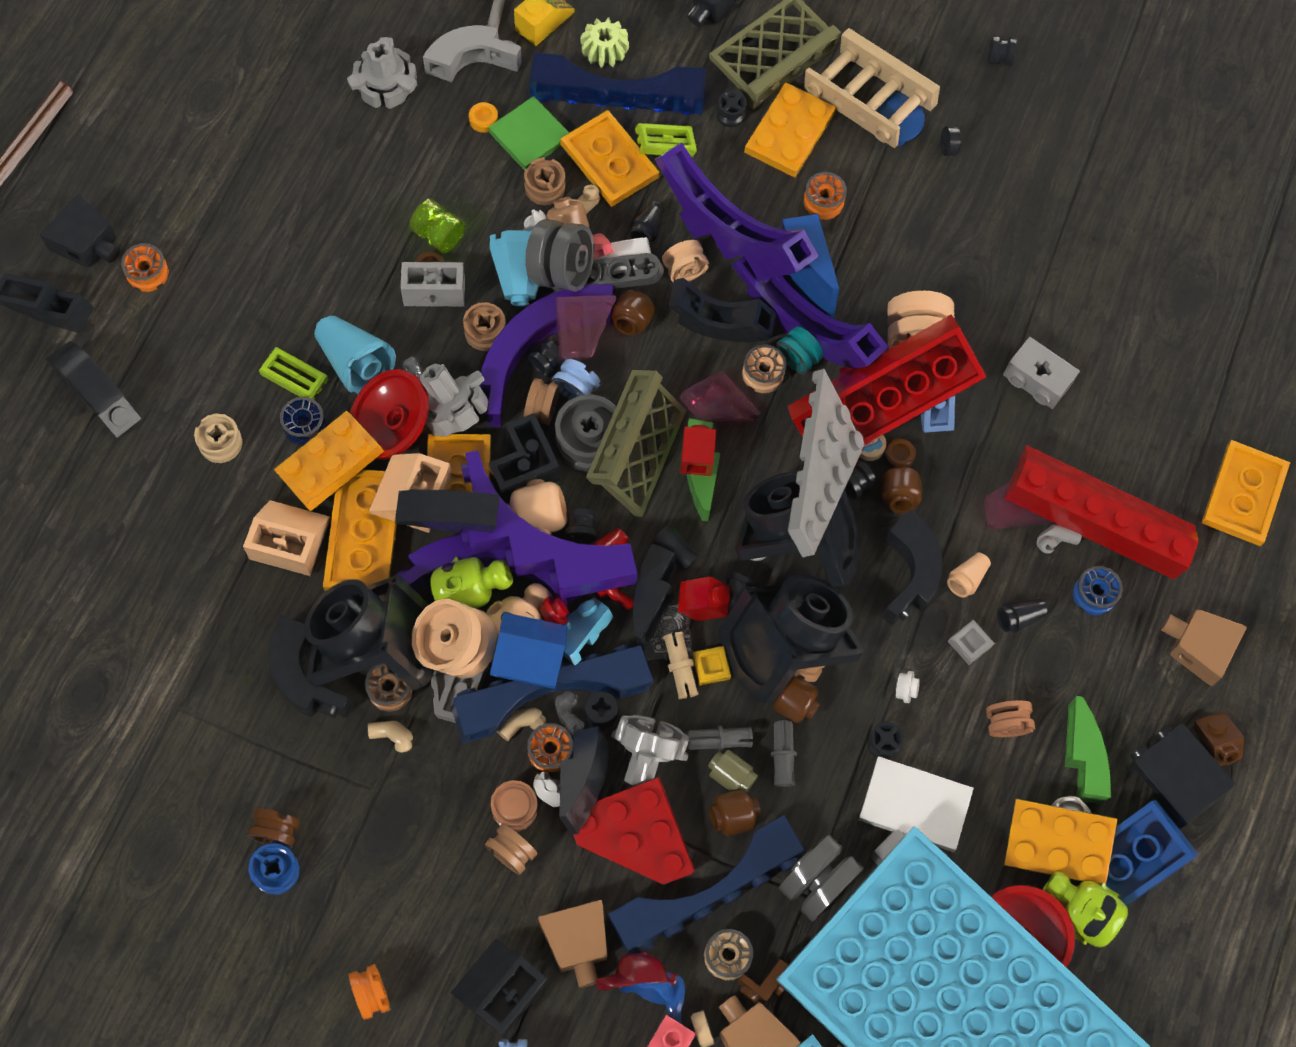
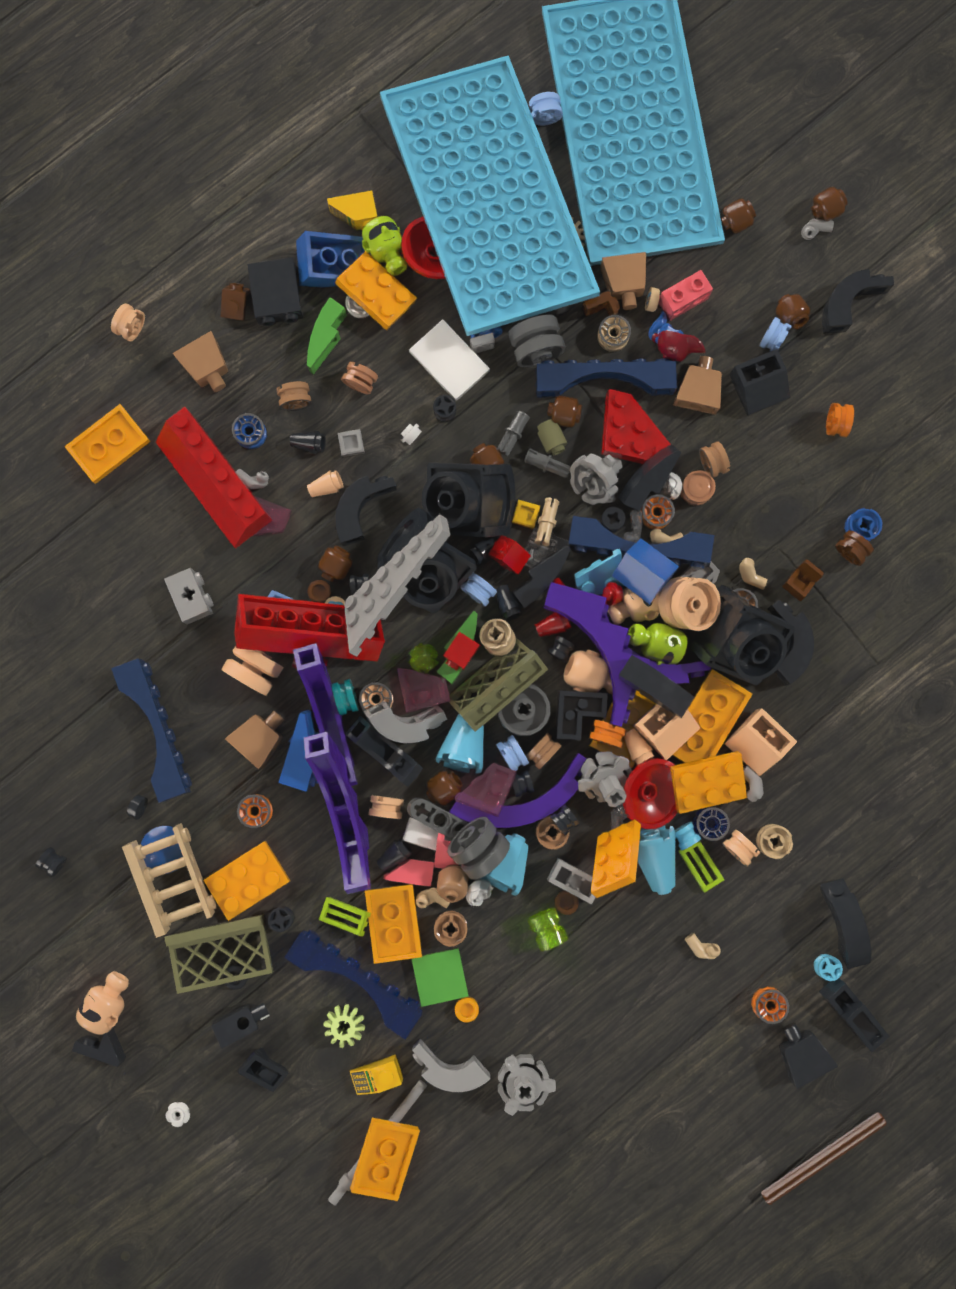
camera: 150 degrees left, 15 degrees up
(93, 327) = (832, 969): none -> medium azure wheel
(249, 289) = (702, 950): none -> tan arm
(255, 407) = (741, 848): none -> light nougat wheel
(269, 488) = (755, 783): none -> light grey arm
(323, 755) = (803, 580): none -> reddish brown bracket
(327, 393) = (686, 835): none -> medium azure wheel
(398, 316) = (616, 858): none -> light orange plate
(433, 448) = (638, 747): none -> light nougat cone
(474, 439) = (607, 734): none -> orange wheel
(477, 333) = (565, 820): none -> black wheel
(618, 215) = (412, 872): none -> coral slope
(634, 351) = (462, 747): none -> medium azure cone
(654, 492) = (505, 641): none -> tan wheel
(717, 345) = (404, 728): none -> light grey arch
(717, 541) = (478, 589): none -> light blue wheel
(731, 441) = (423, 657): none -> clear neon green gear
(868, 264) = (257, 738): none -> medium nougat torso
(1033, 256) = (168, 776): none -> dark blue arch
(1073, 655) = (294, 395): none -> medium nougat wheel
(1150, 939) = (354, 208): none -> yellow slope

